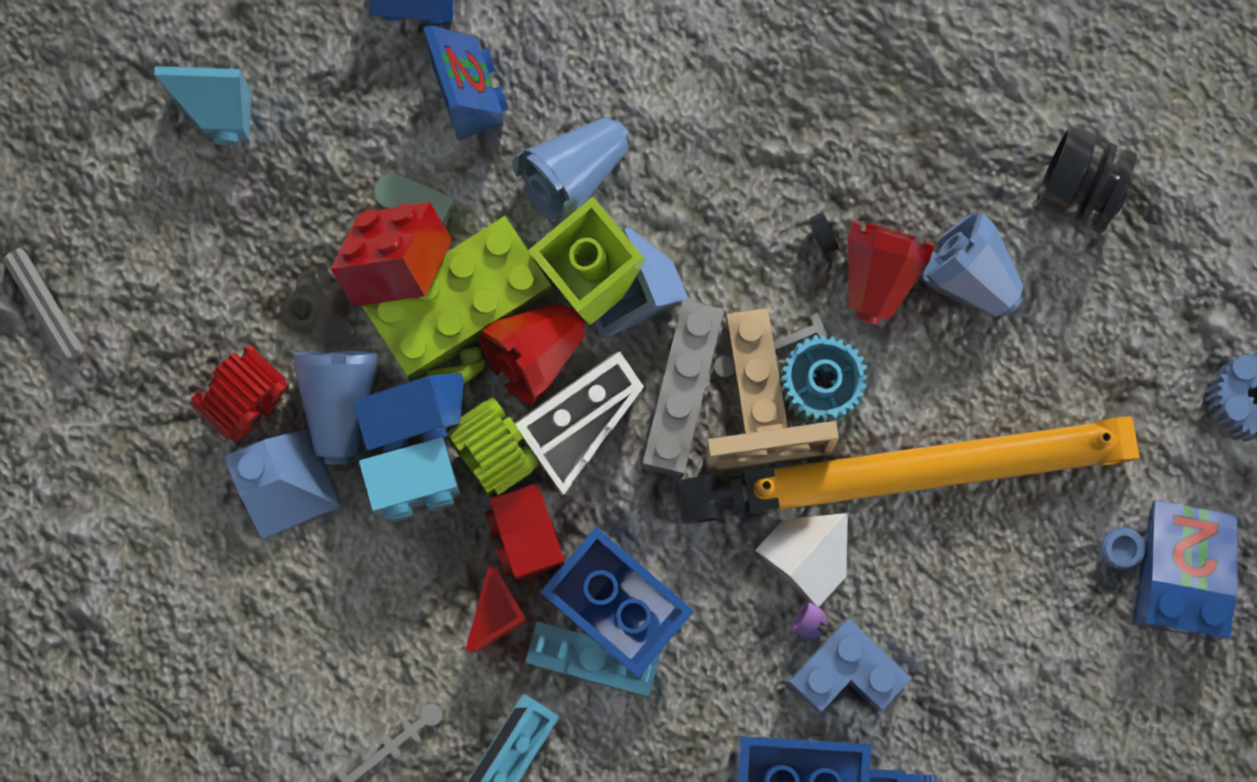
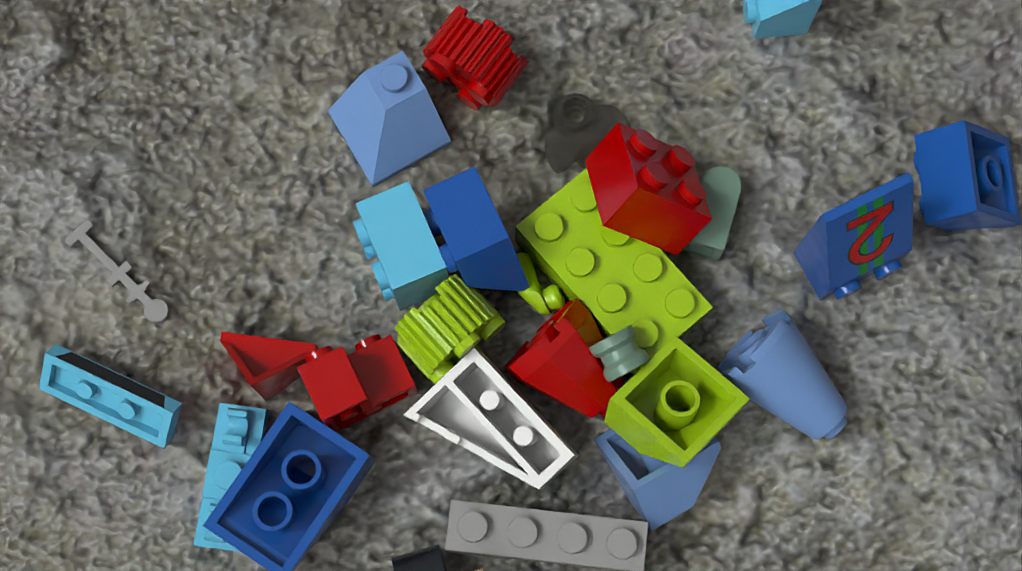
camera: 90 degrees right, 5 degrees down
(327, 390) = (497, 147): medium blue cone -> none
(538, 299) = (619, 353): none -> sand green wheel

